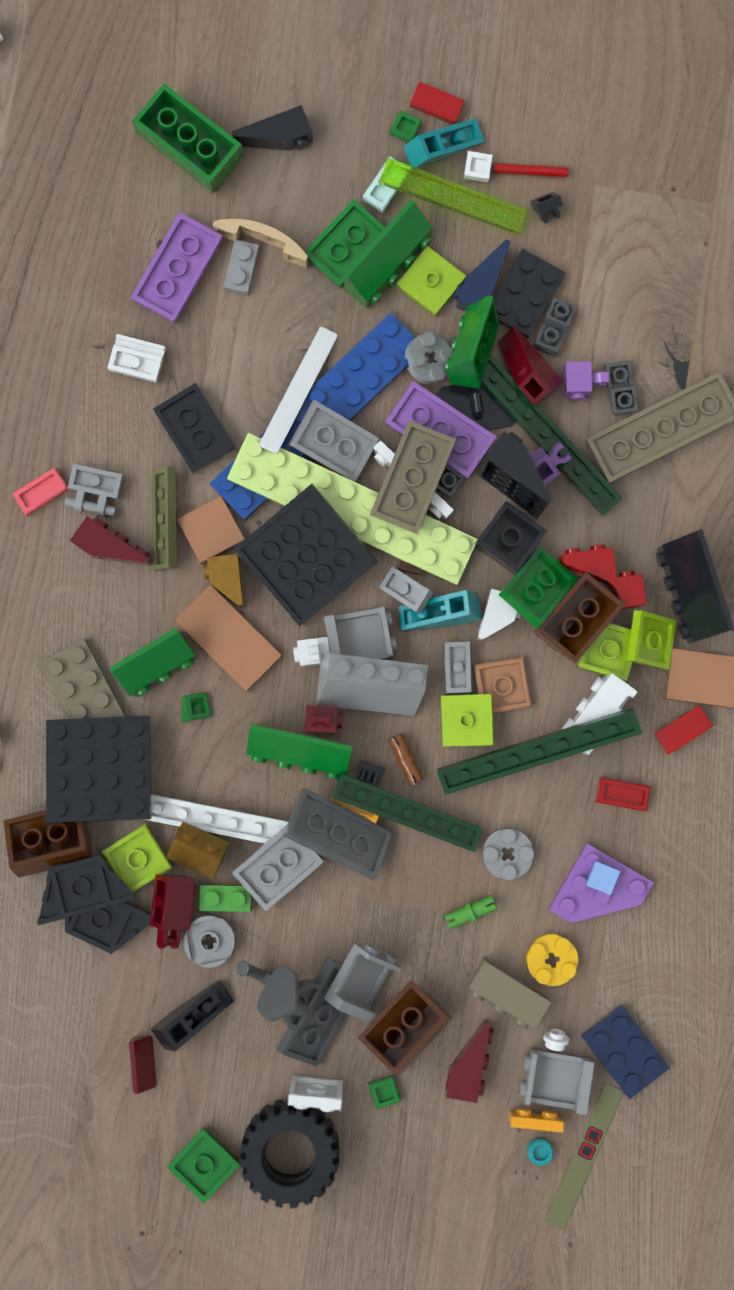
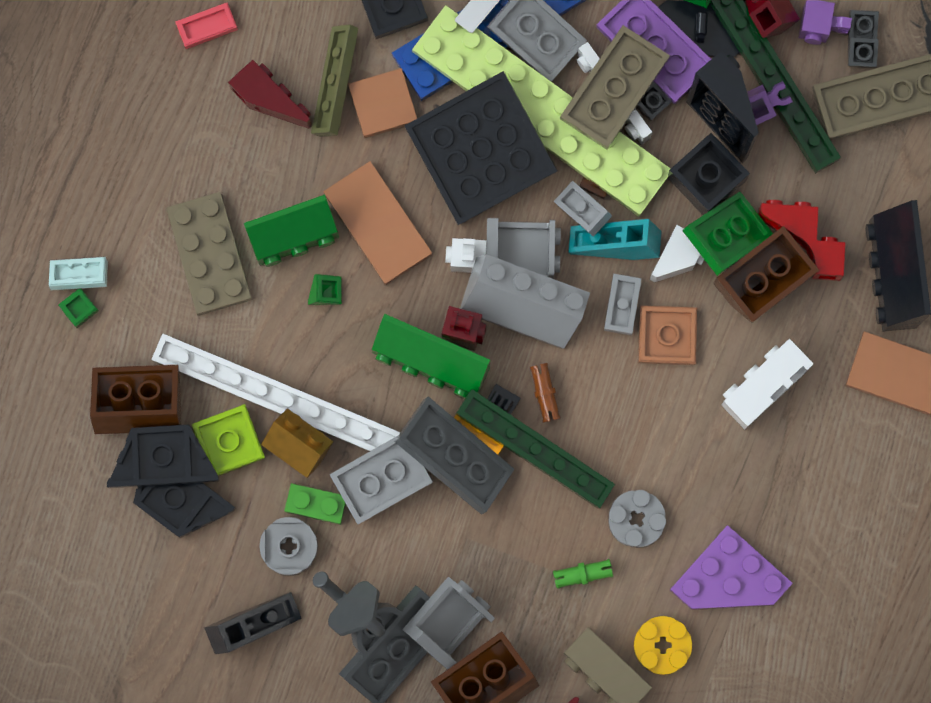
camera: 15 degrees right, 5 degrees down
(95, 482) = (268, 27): light grey plate -> none
(98, 769) = (207, 333): black plate -> none
(142, 1063) = (187, 665): dark red slope -> none
(172, 908) = (255, 500): dark red brick -> none
(225, 576) = (388, 155): pearl gold slope -> none
(467, 720) = (622, 363): lime plate -> none
(539, 750) = (693, 409): dark green plate -> none
(602, 878) = (736, 563): light blue tile -> none
(609, 653) = (794, 318): lime plate -> none
(623, 794) = (778, 480): red tile -> none
(651, 640) = (841, 316): lime plate -> none
(683, 729) = (859, 422): red slope -> none

